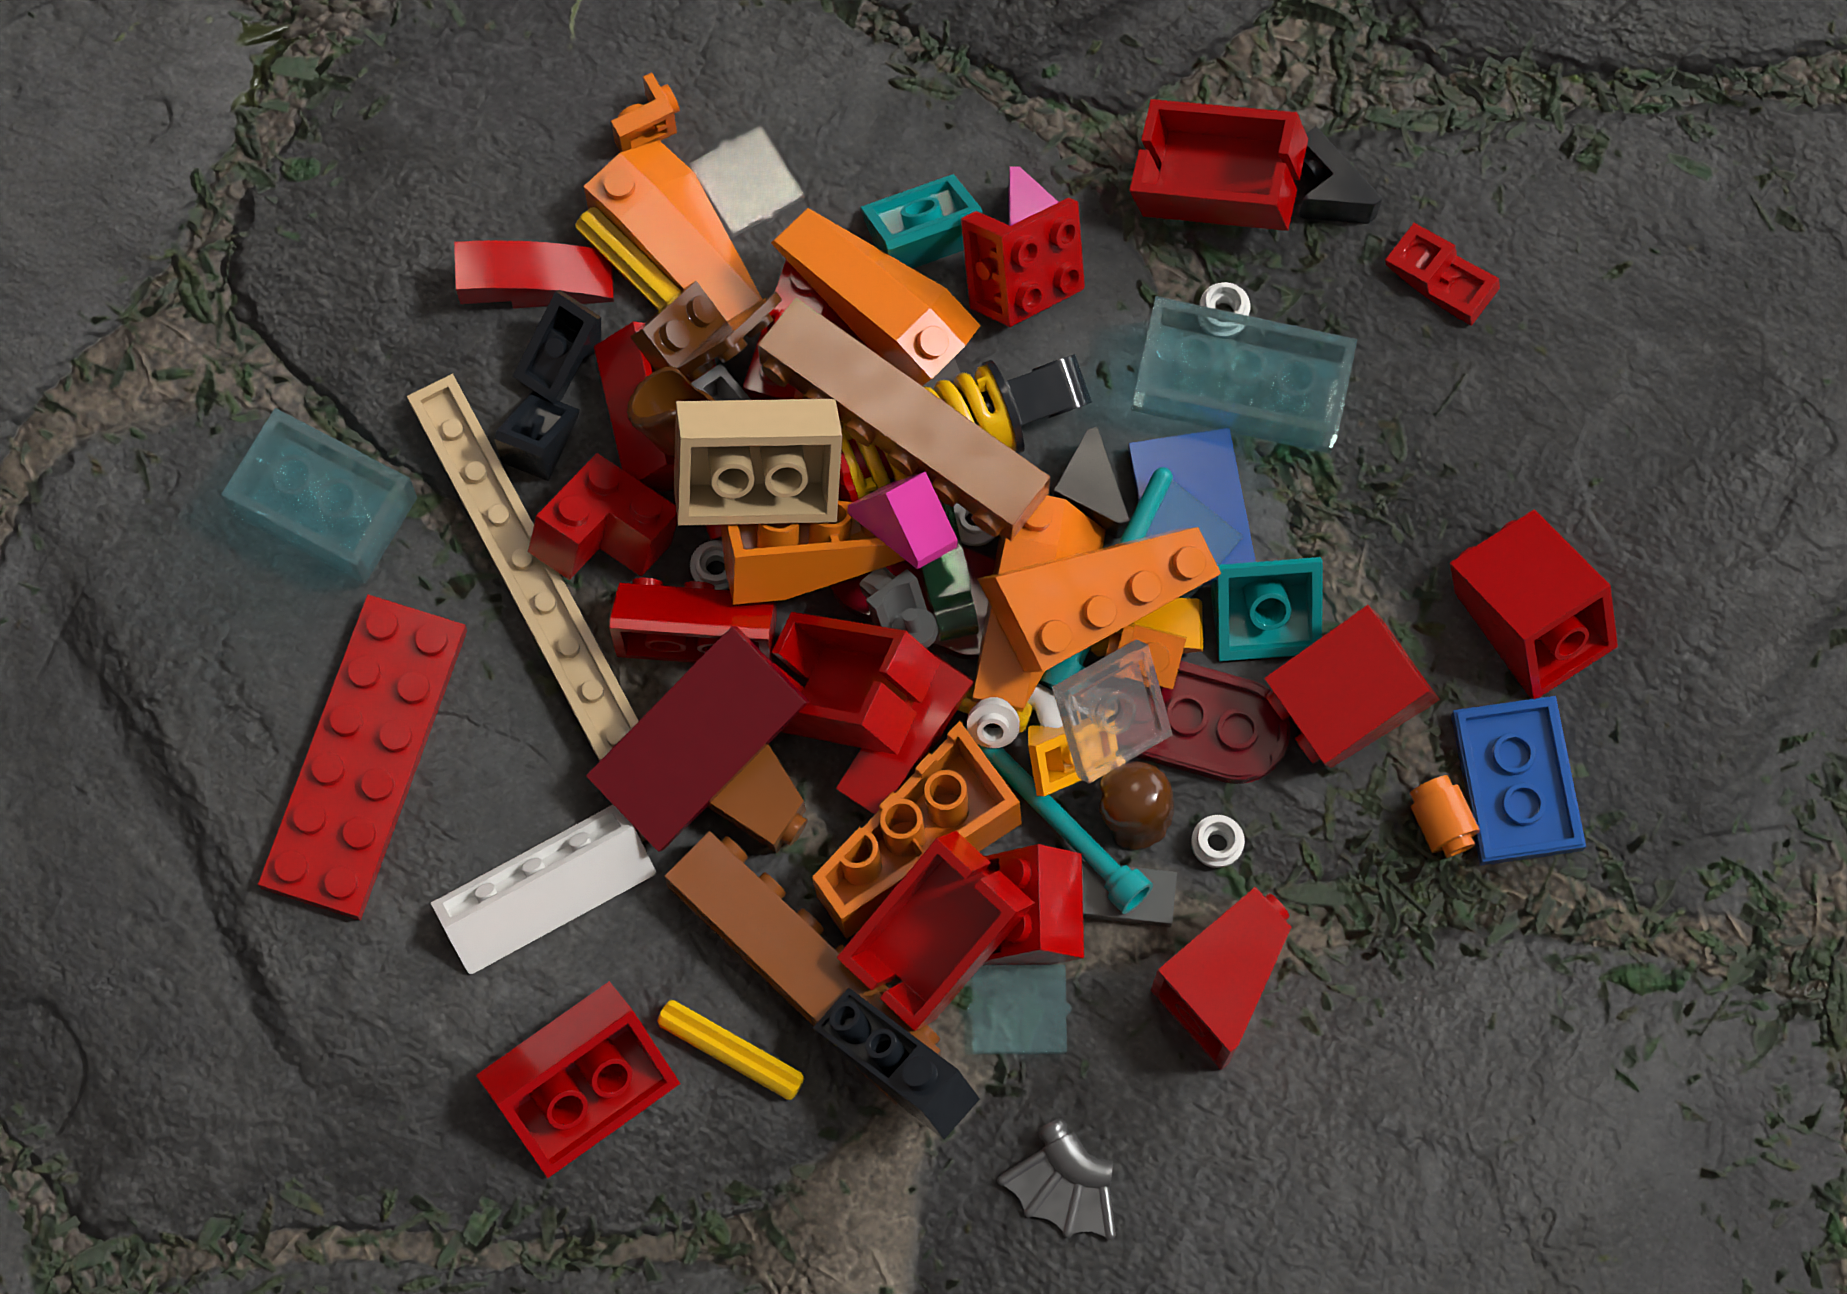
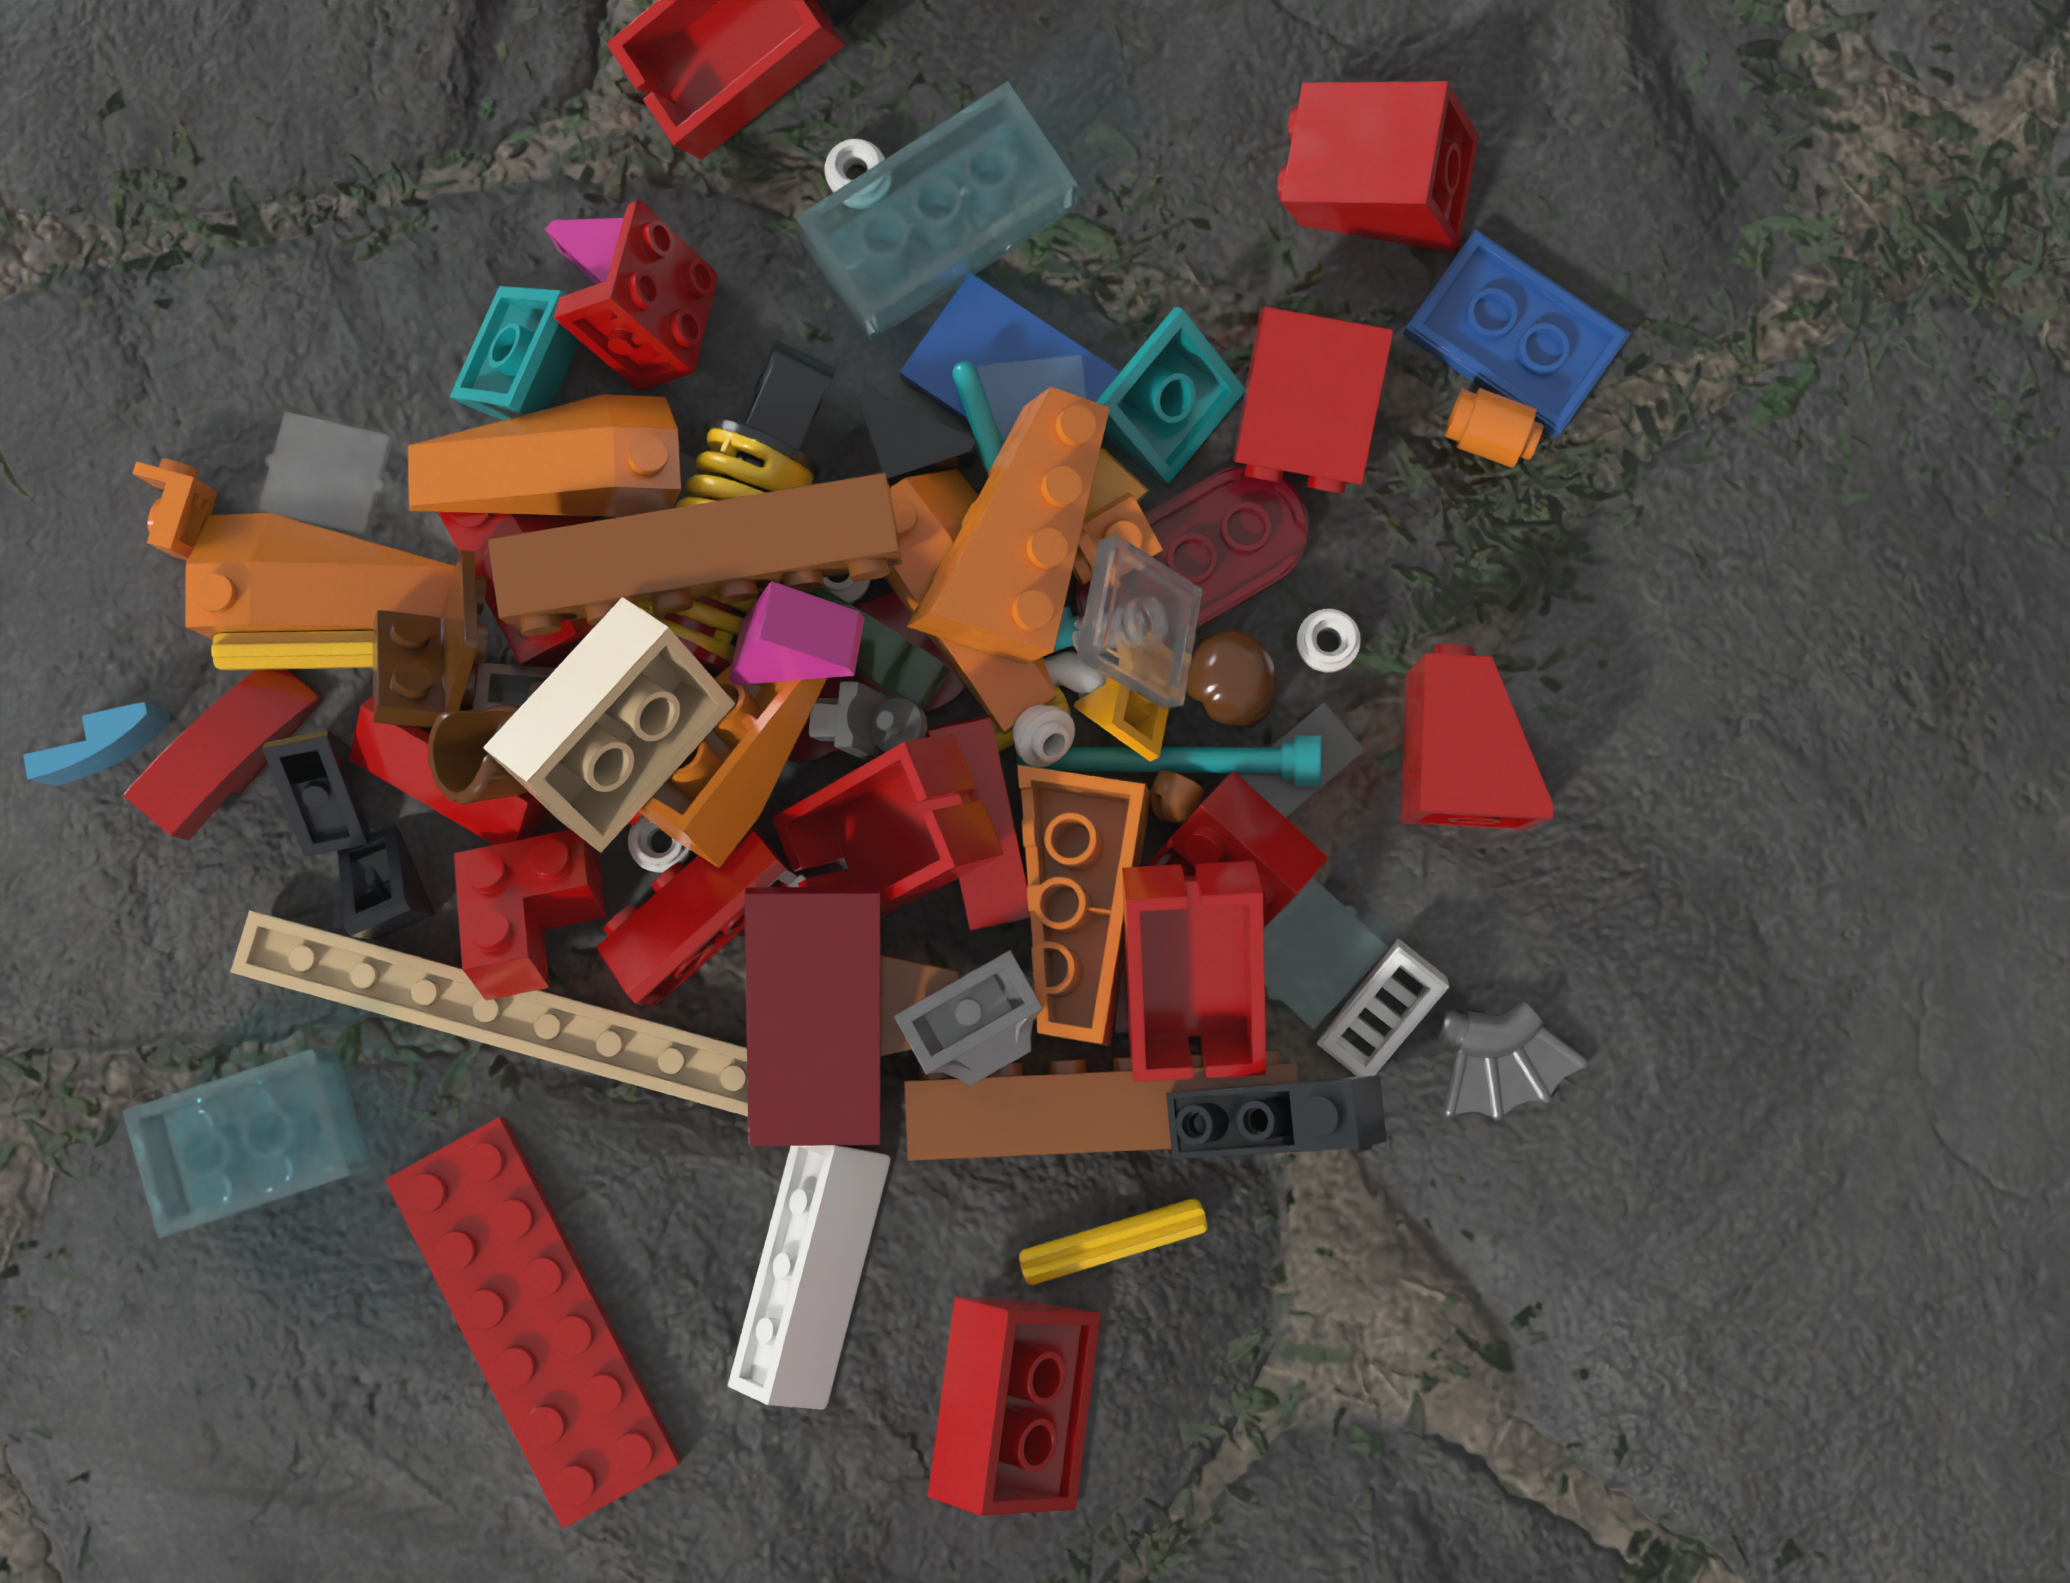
camera: 40 degrees left, 10 degrees up
(479, 207) = (109, 740): none -> dark azure slope
(782, 833) = (973, 1022): none -> flat silver slope
(1031, 830) = (1174, 797): none -> dark orange hinge
(1045, 1061) = (1401, 1026): none -> white slope

